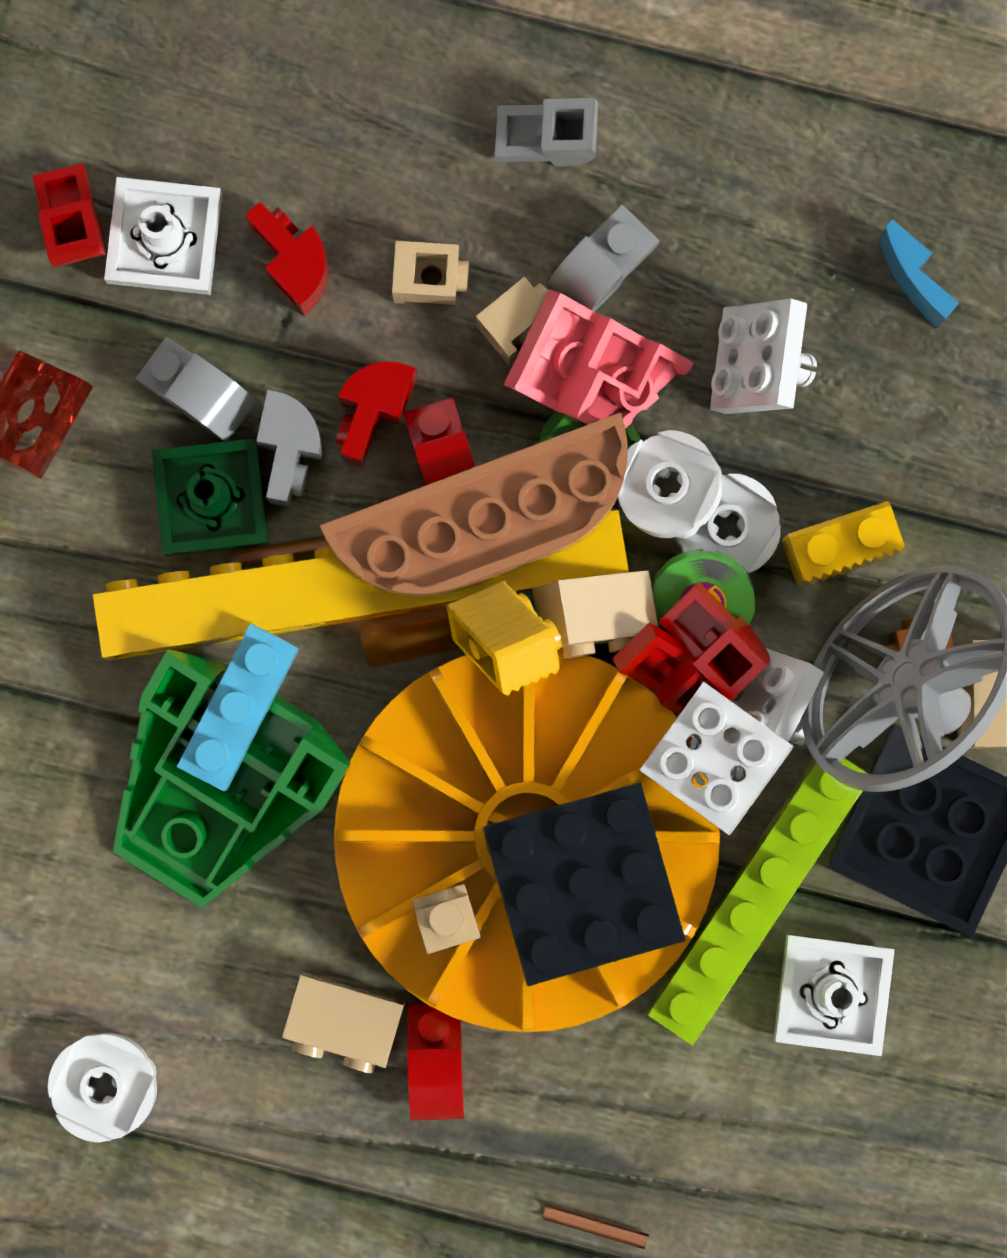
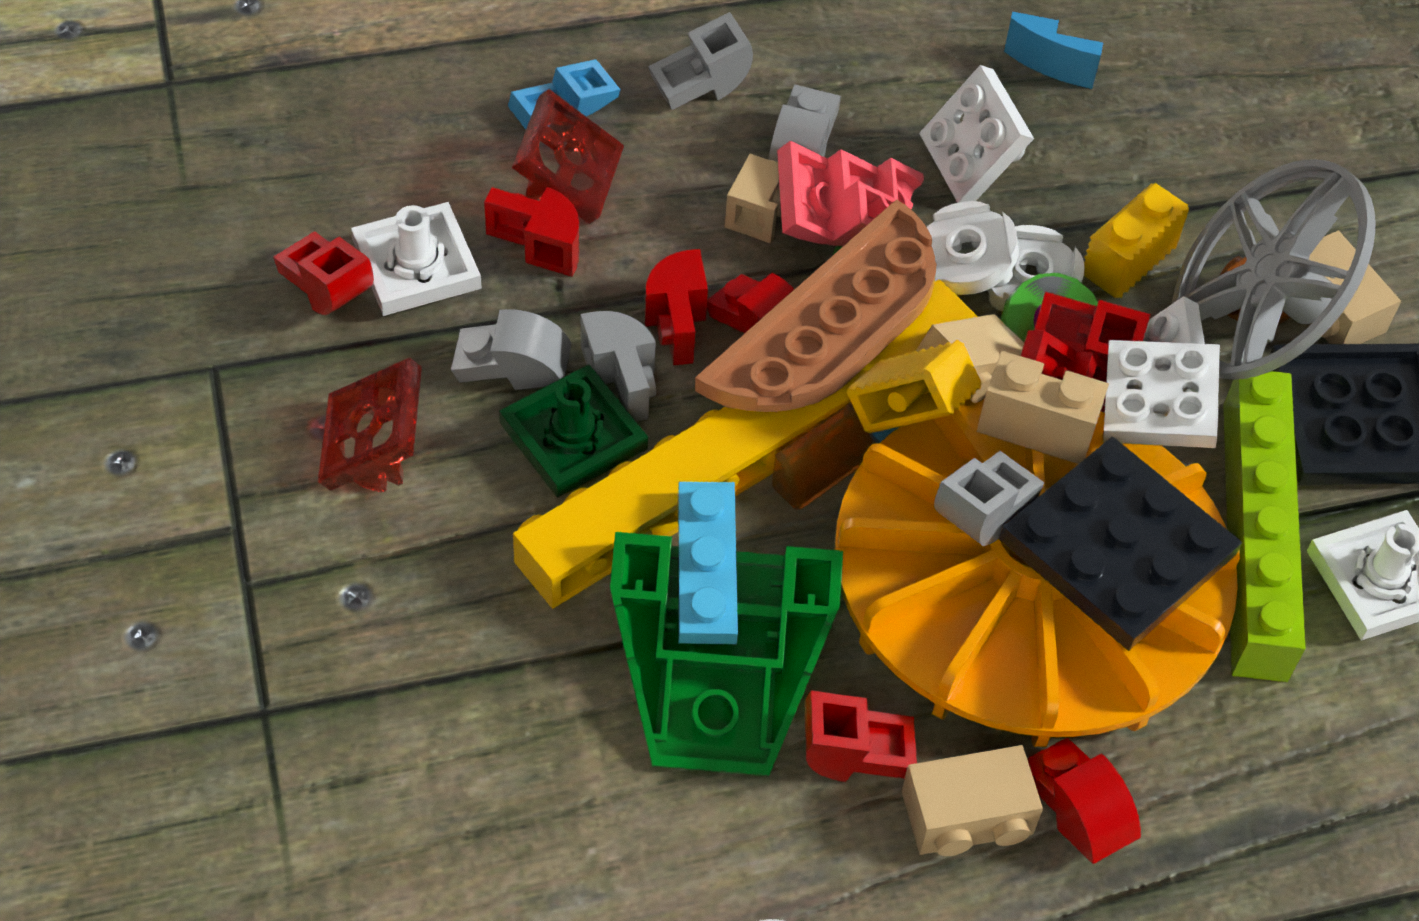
camera: 30 degrees left, 30 degrees down
(282, 923) = (850, 738): none -> red brick
(401, 101) = (580, 84): none -> dark azure slope
(404, 190) = (578, 134): none -> clear red piece
(416, 258) = (662, 193): tan brick -> none
(446, 919) = (1025, 613): tan brick -> none
(488, 792) = (986, 496): none -> light grey brick
(576, 714) = (1041, 409): none -> tan brick
(595, 1226) = (1325, 881): nougat piece -> none

